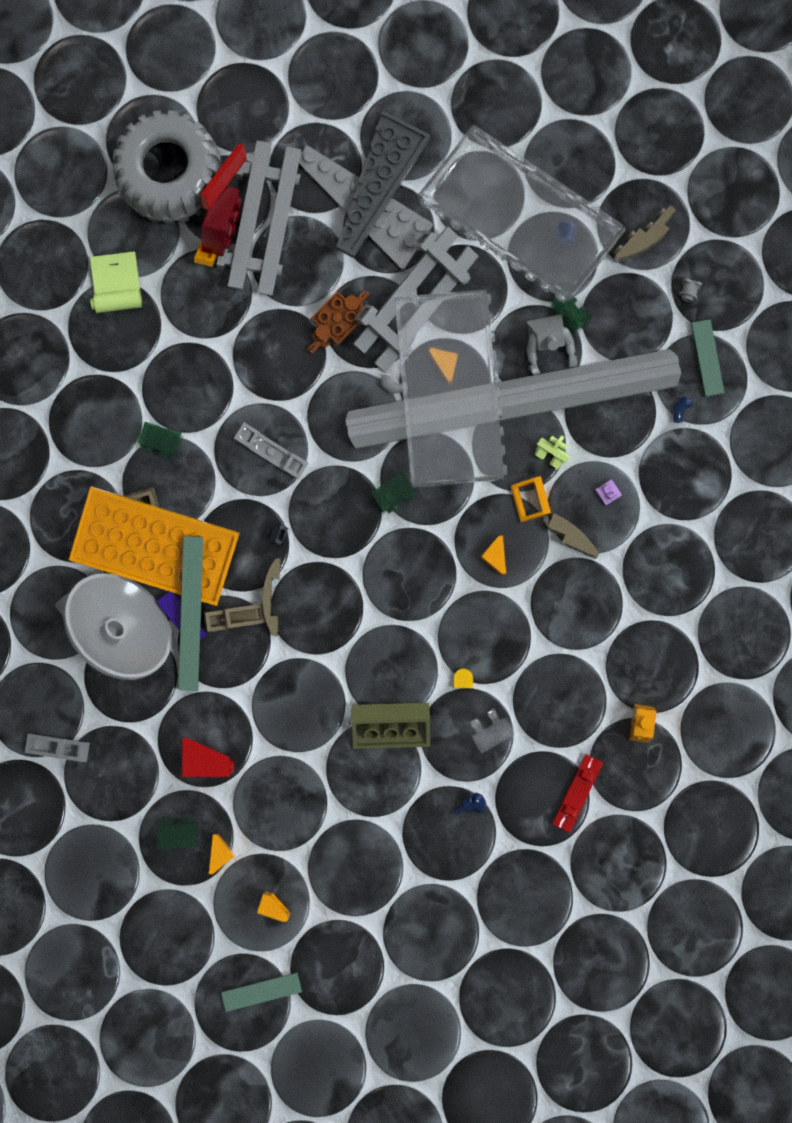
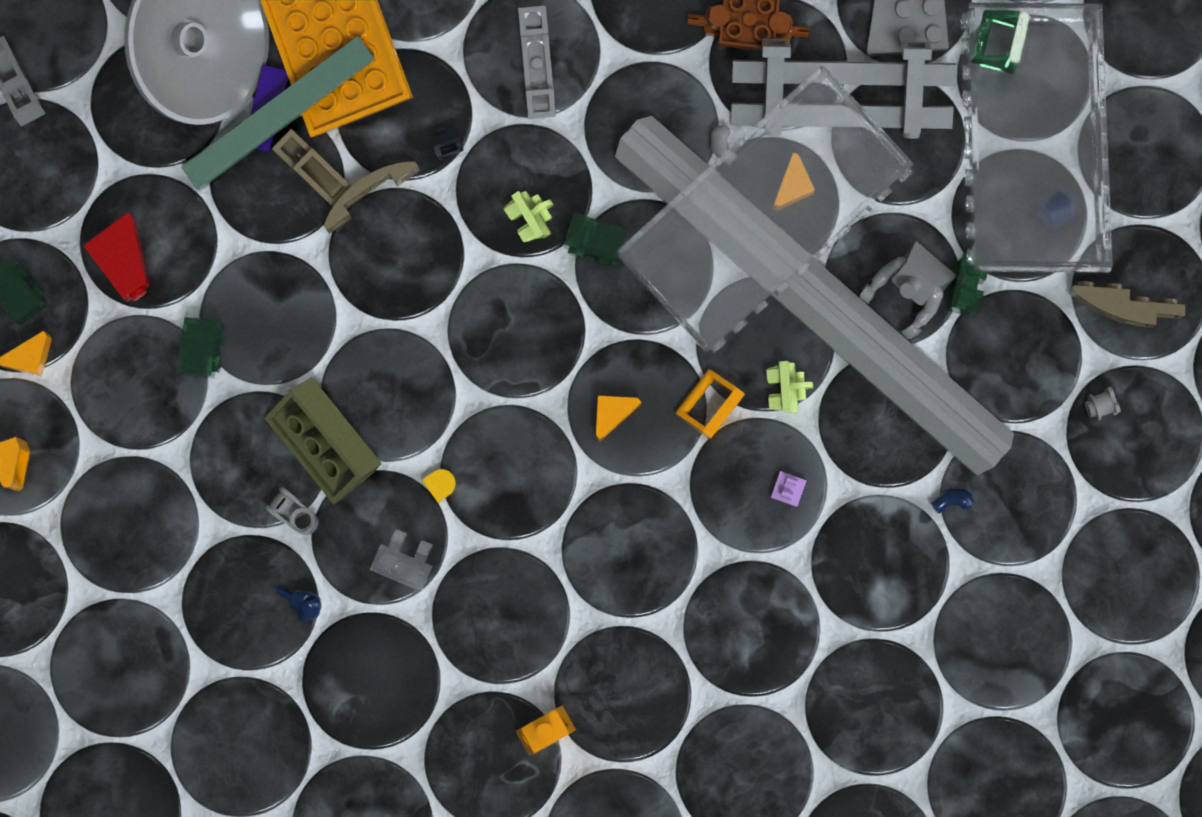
camera: 55 degrees right, 0 degrees up
(288, 754) = (200, 348): none -> clear green brick
(361, 520) = (524, 206): none -> yellowish green hips
(416, 772) = (288, 510): none -> light grey piece
(461, 184) = (1019, 21): none -> clear green tile
(572, 536) = (703, 484): dark tan slope -> none
(577, 793) = (407, 716): red hinge -> none
(707, 358) = (1038, 486): sand green tile -> none

